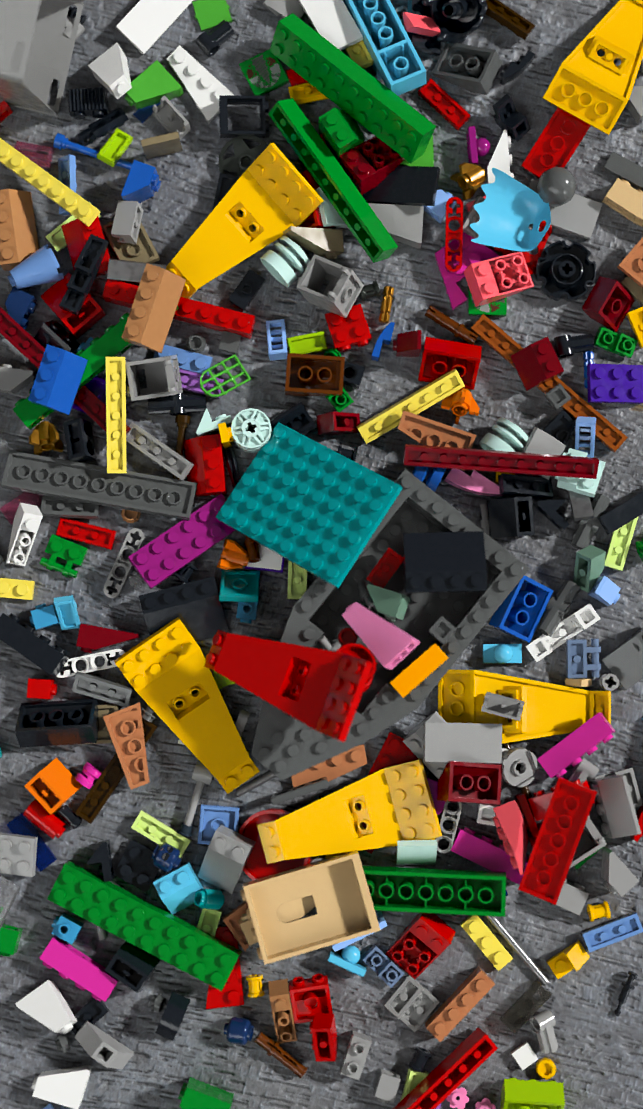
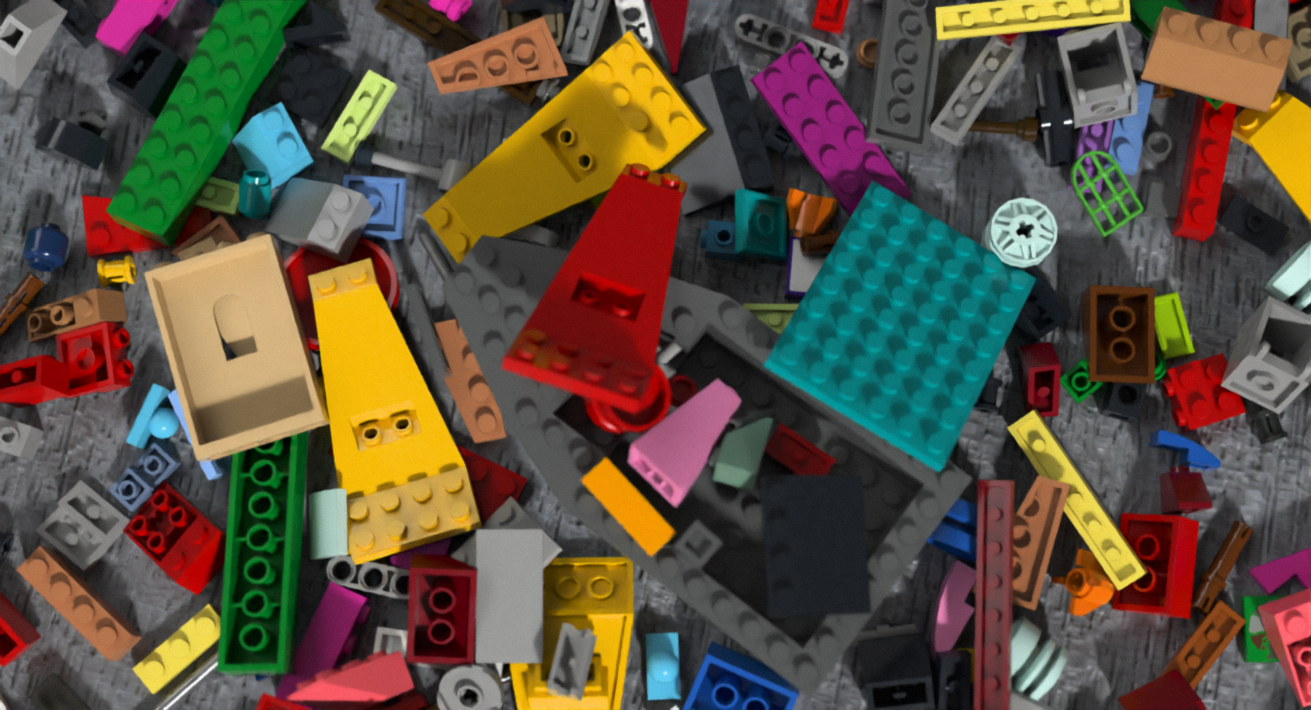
camera: 90 degrees right, 5 degrees down
(166, 857) = (320, 123): dark blue head -> none
(208, 427) = (1021, 168): light aqua slope -> none
(208, 462) = (957, 172): red slope -> none
(226, 435) = (1008, 190): yellow plate -> none
(232, 466) = (960, 209): black axle -> none
(280, 351) = (1152, 275): light blue slope -> none
(386, 304) = (1247, 456): pearl gold axle -> none

